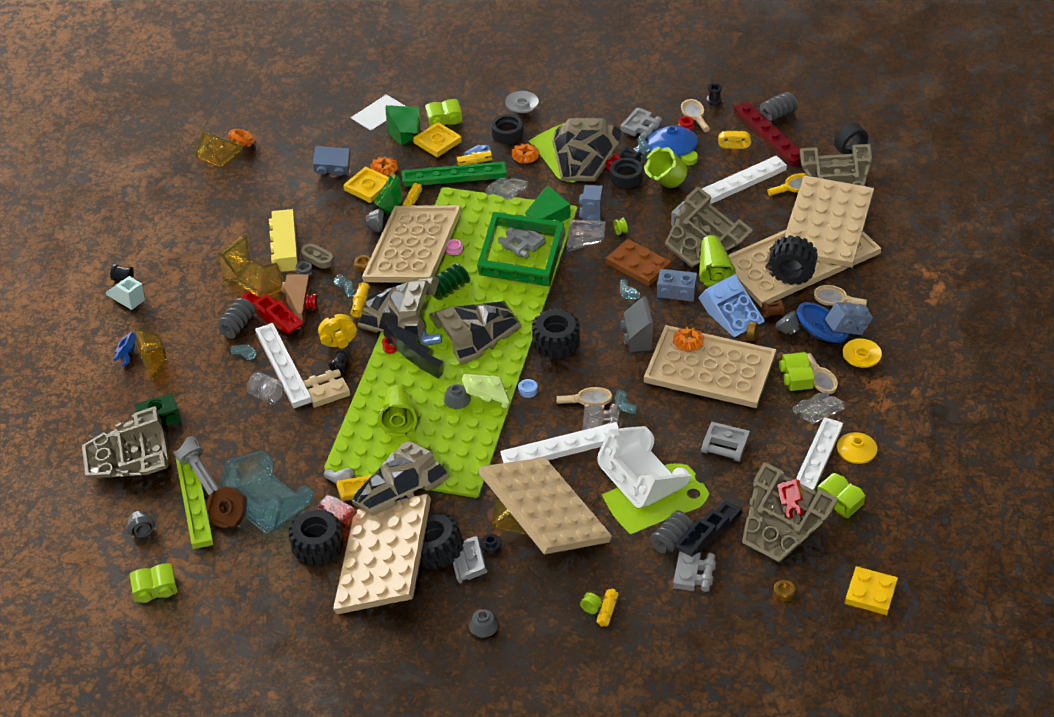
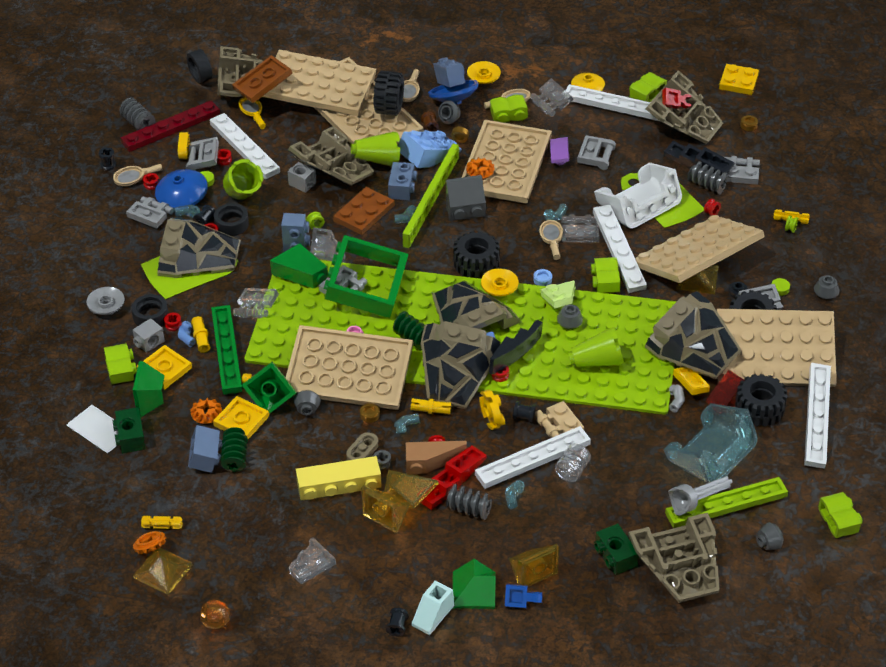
camera: 95 degrees left, 0 degrees up
(148, 320) = (474, 586): none -> green slope
(158, 172) = (214, 614): none -> clear orange piece
(199, 226) = (311, 562): none -> clear wing
(237, 506) = (739, 467): reddish brown plate -> none
(265, 146) = (162, 522): none -> yellow axle
(285, 579) = (817, 415): none -> white plate
(327, 178) = (234, 449): none -> dark green piece
(365, 123) = (129, 429): none -> dark green brick
(475, 128) = (148, 335): none -> light grey brick
(491, 582) = (782, 286): none -> lime tile
(495, 143) = (170, 323): none -> red bush
(509, 345) = (499, 282): none -> yellow dish
(519, 432) = (606, 275): none -> lime brick
(531, 154) = (194, 302): orange gear -> none
(624, 533) = (712, 207): none -> red bush
(657, 306) = (430, 196): none -> lime tile
(720, 167) = (224, 157): none -> red bush
(723, 407) = (559, 150): none -> medium lavender slope
(724, 152) = (207, 153): none -> light grey plate
(811, 170) = (262, 79): none -> dark orange plate

